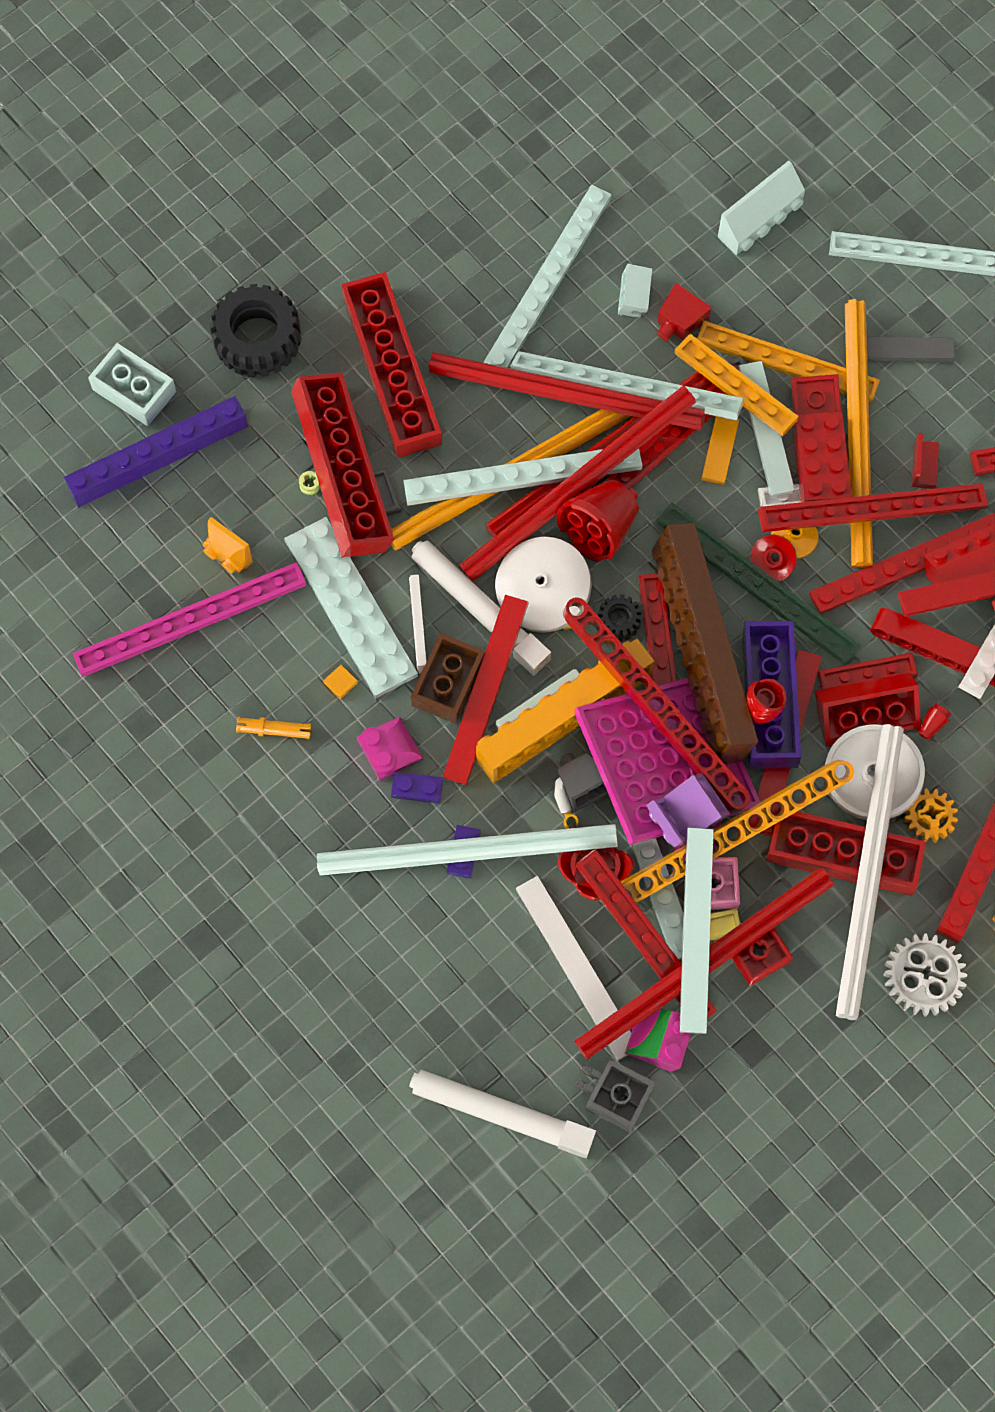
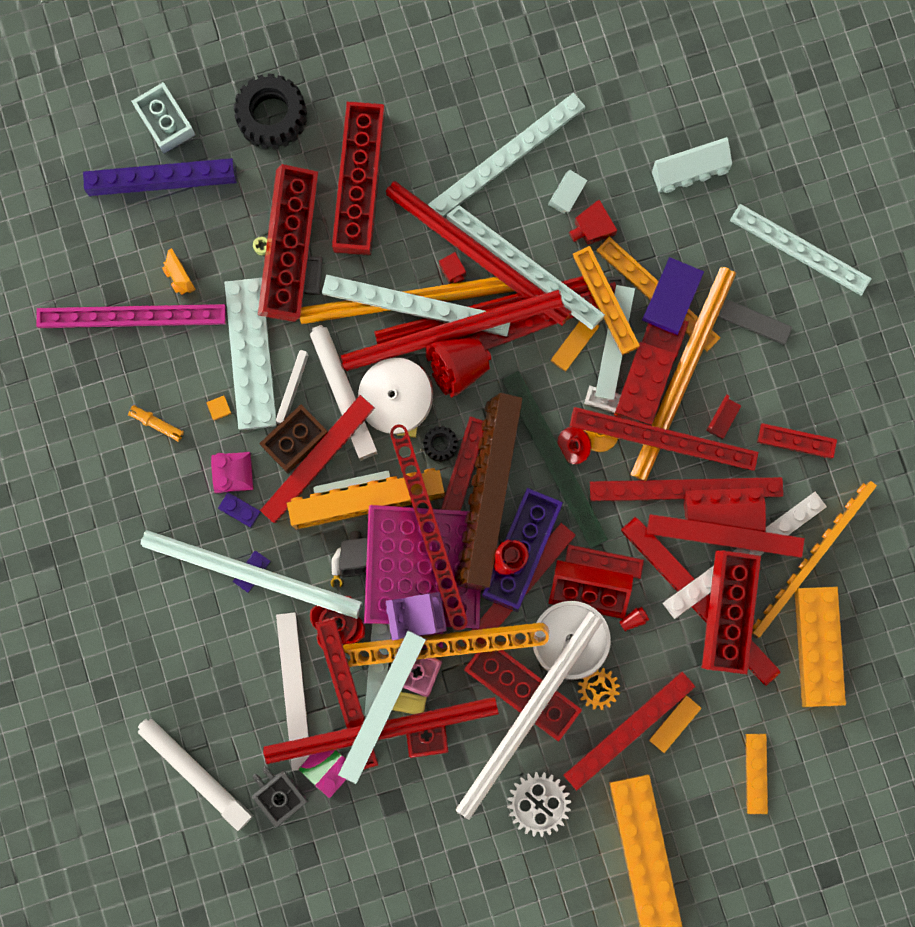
camera: 30 degrees right, 10 degrees up
(543, 421) = (452, 268): none -> red brick
(807, 354) = (673, 296): none -> dark purple tile

